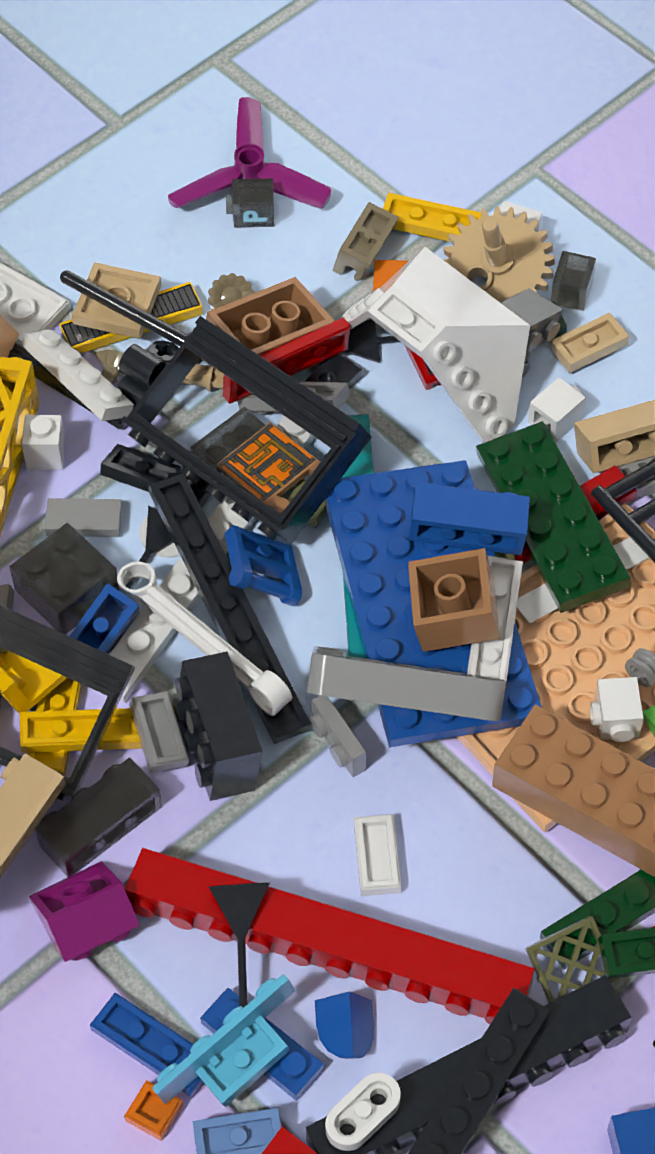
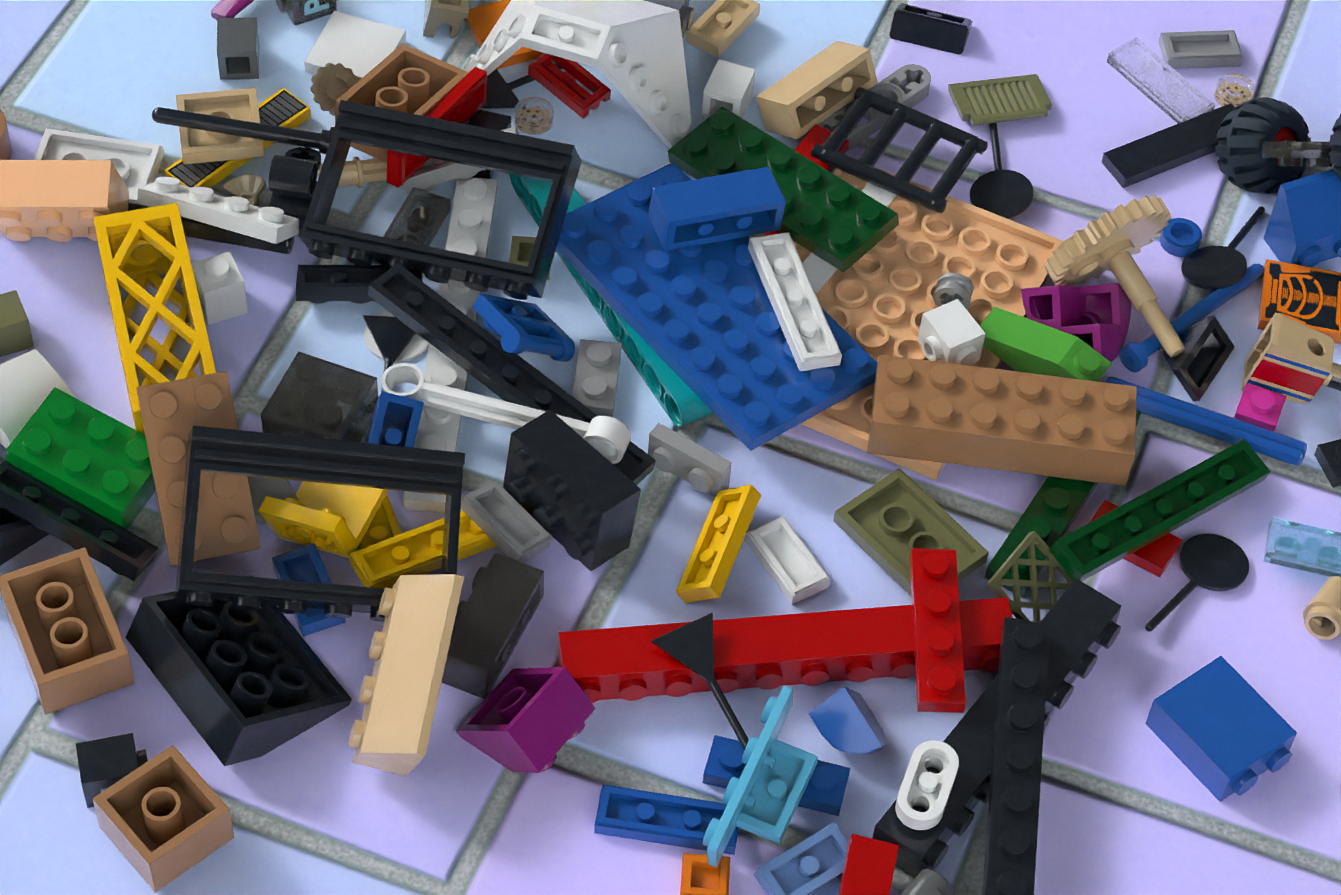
camera: 30 degrees left, 5 degrees down
(86, 516) = (316, 339): light grey tile -> none
(171, 235) = (238, 48): none -> dark grey brick
(268, 261) = (354, 44): none -> white tile
(268, 466) = (480, 227): flag -> none
(306, 629) = (597, 375): none -> light grey plate
(323, 819) = (718, 544): none -> yellow plate
(383, 374) = (533, 115): none -> clear tile
(404, 686) = (736, 381): light grey beam -> none
(452, 975) = (937, 631): none -> red plate
(453, 600) = (753, 282): medium nougat brick -> none
(490, 877) = (900, 517): none -> olive plate

